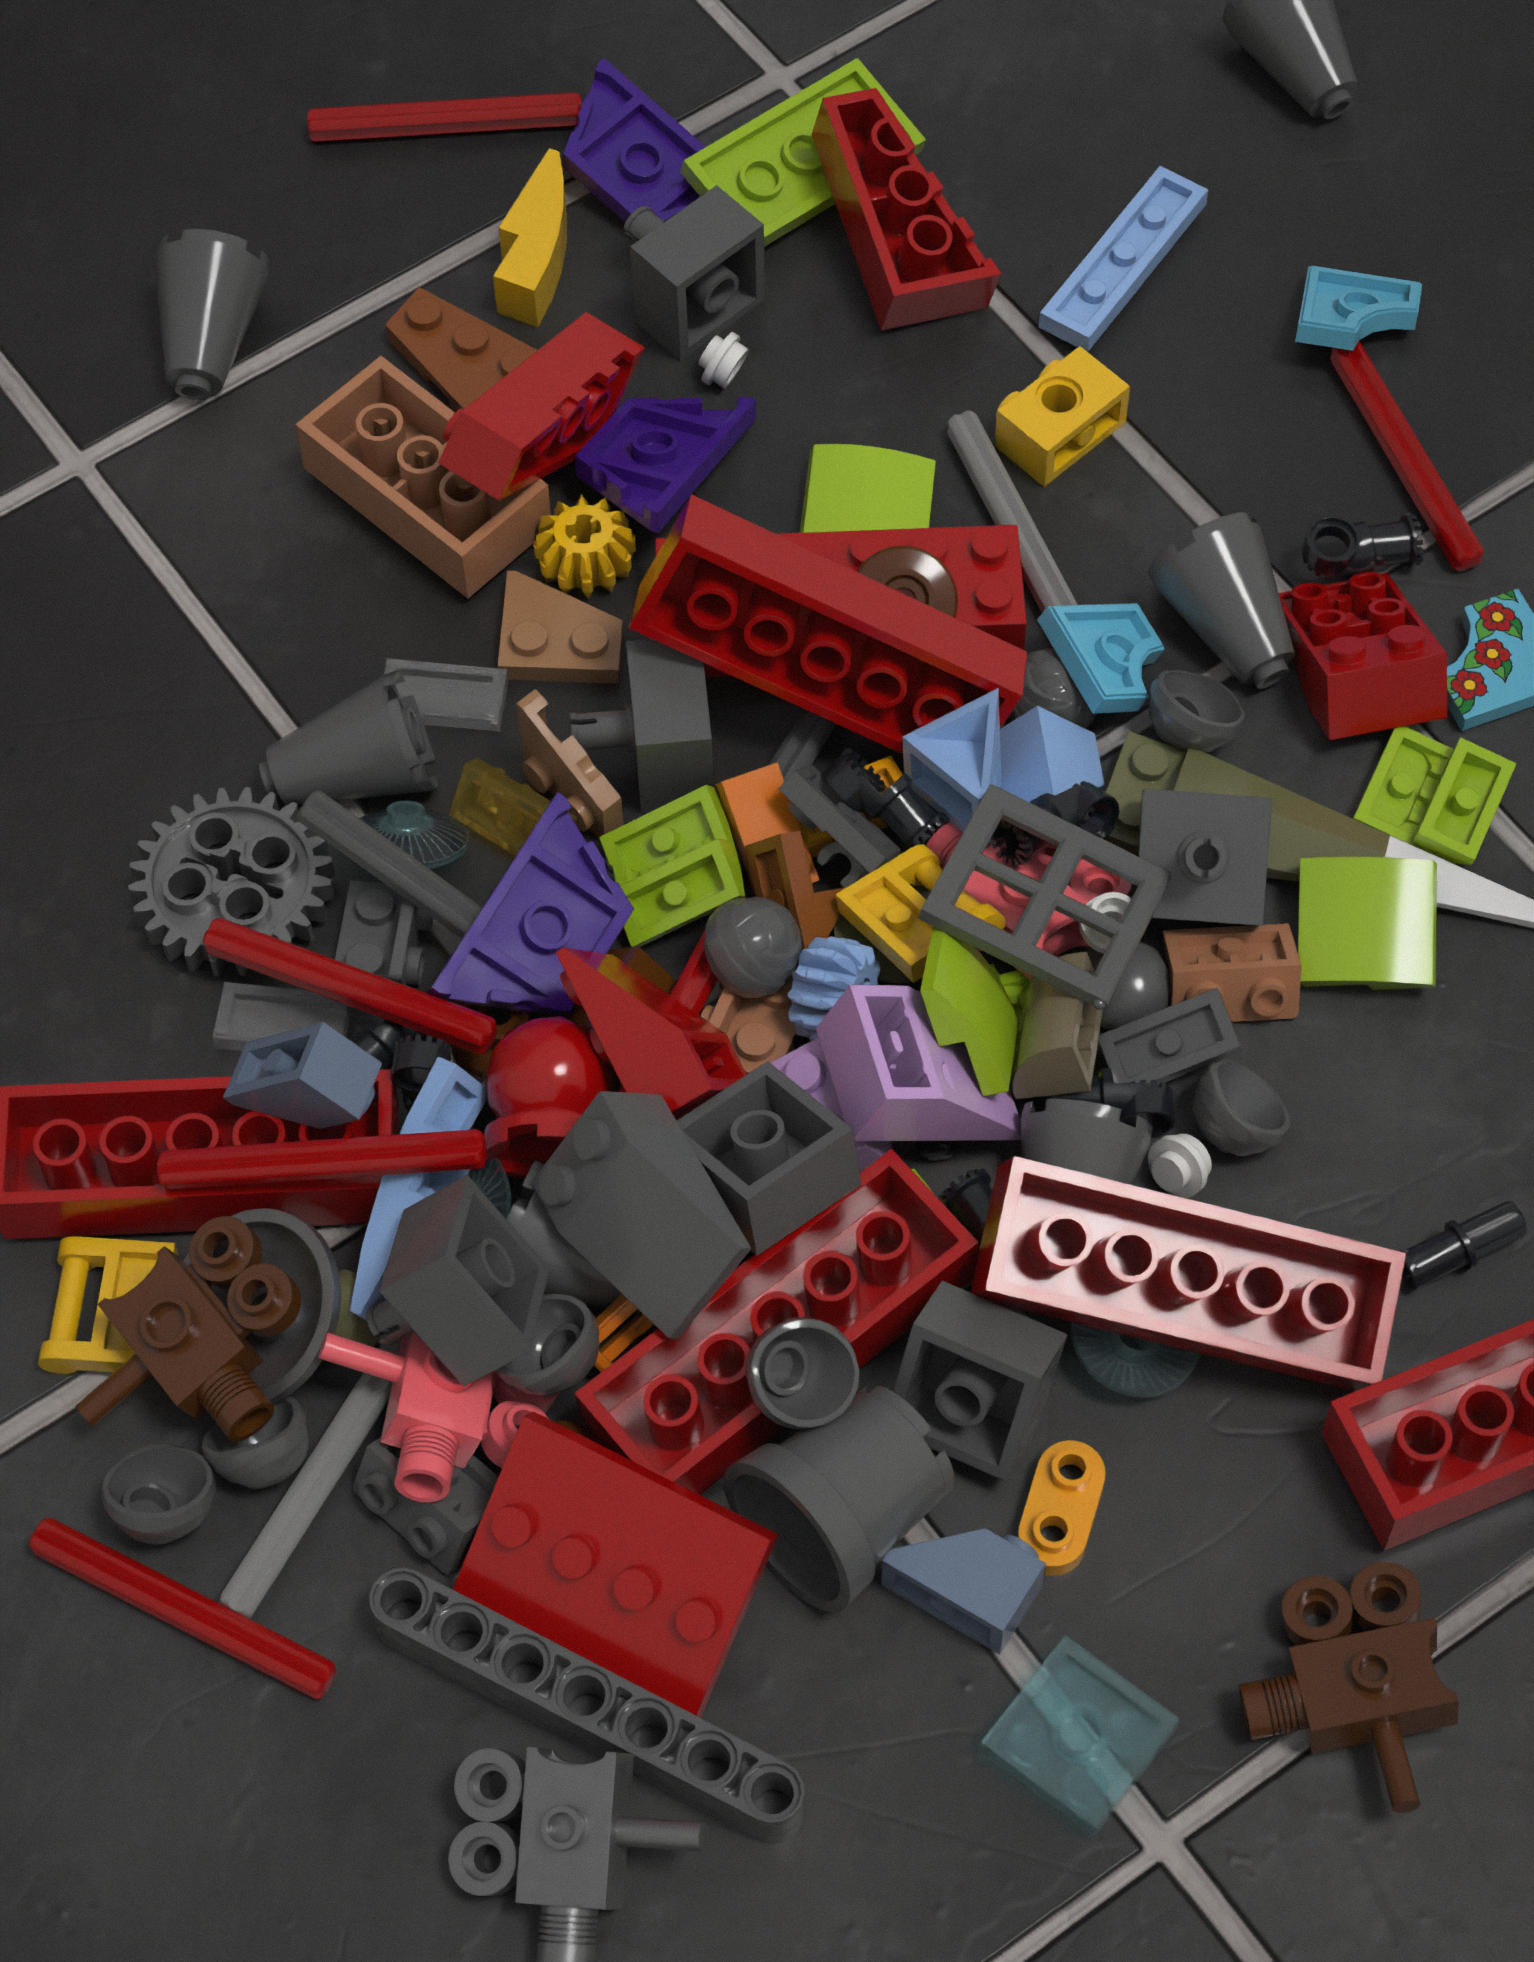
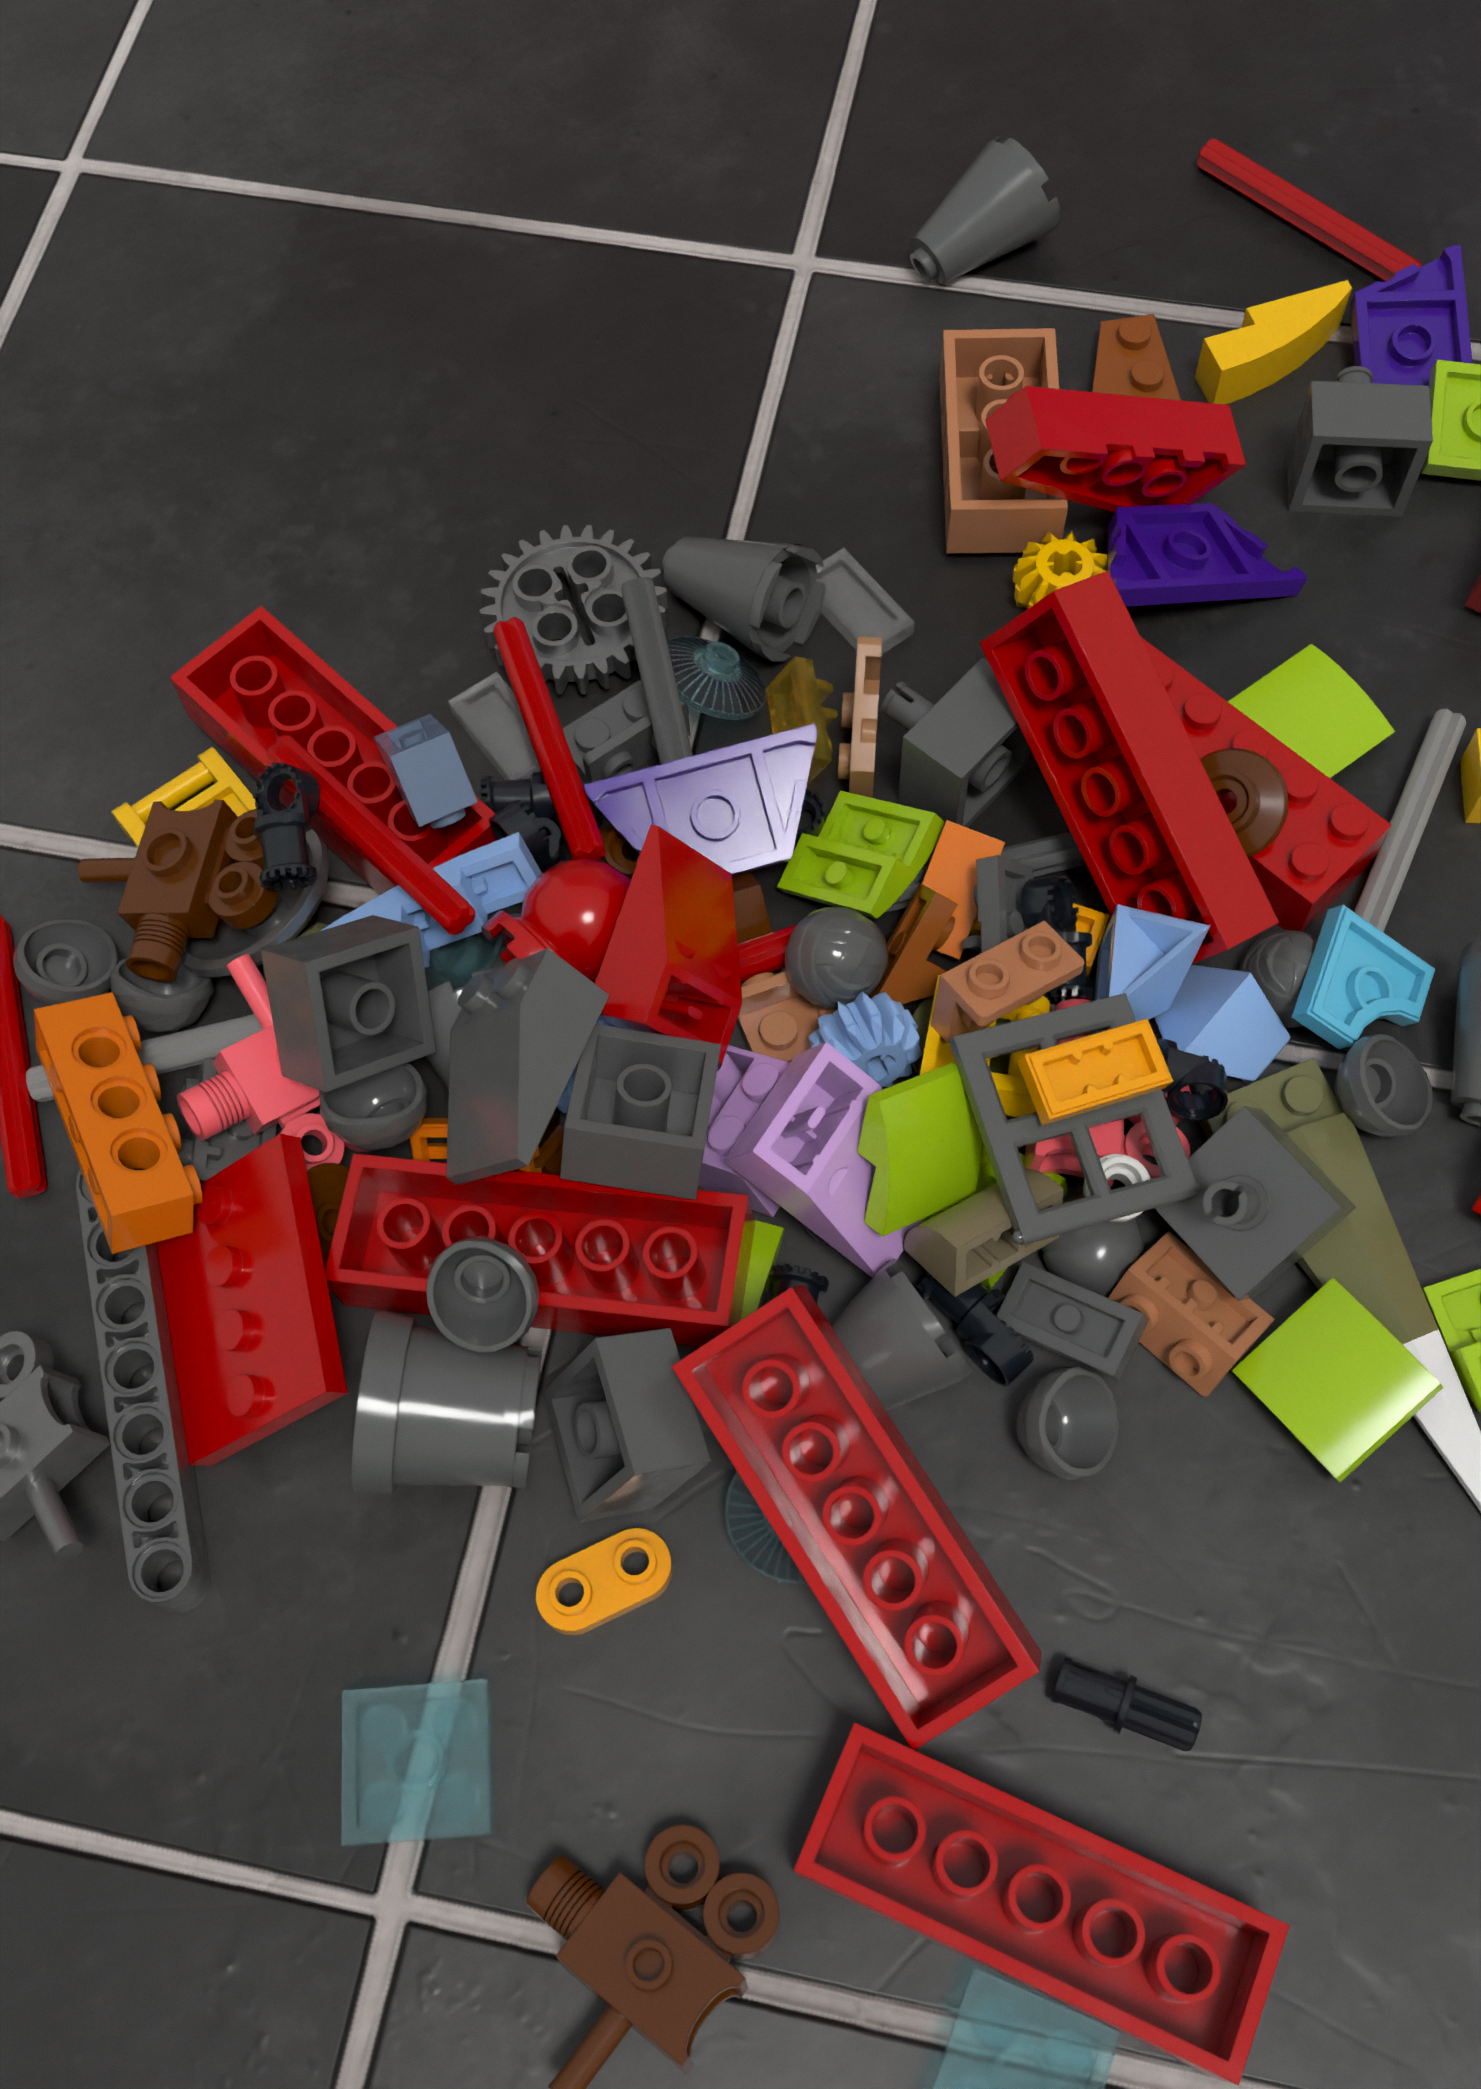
camera: 50 degrees right, 5 degrees up
(258, 1213) = (285, 830): none -> black connector
(366, 1542) = (116, 1122): none -> orange brick
(556, 636) = (965, 615): medium nougat wing -> none
(722, 360) = (1314, 530): white plate -> none
(904, 848) = (1003, 980): none -> nougat bracket
(969, 1582) = (472, 1570): sand blue slope -> none
(1035, 848) = (1094, 1071): none -> light orange plate
(1180, 1164) = (976, 1419): white plate -> none

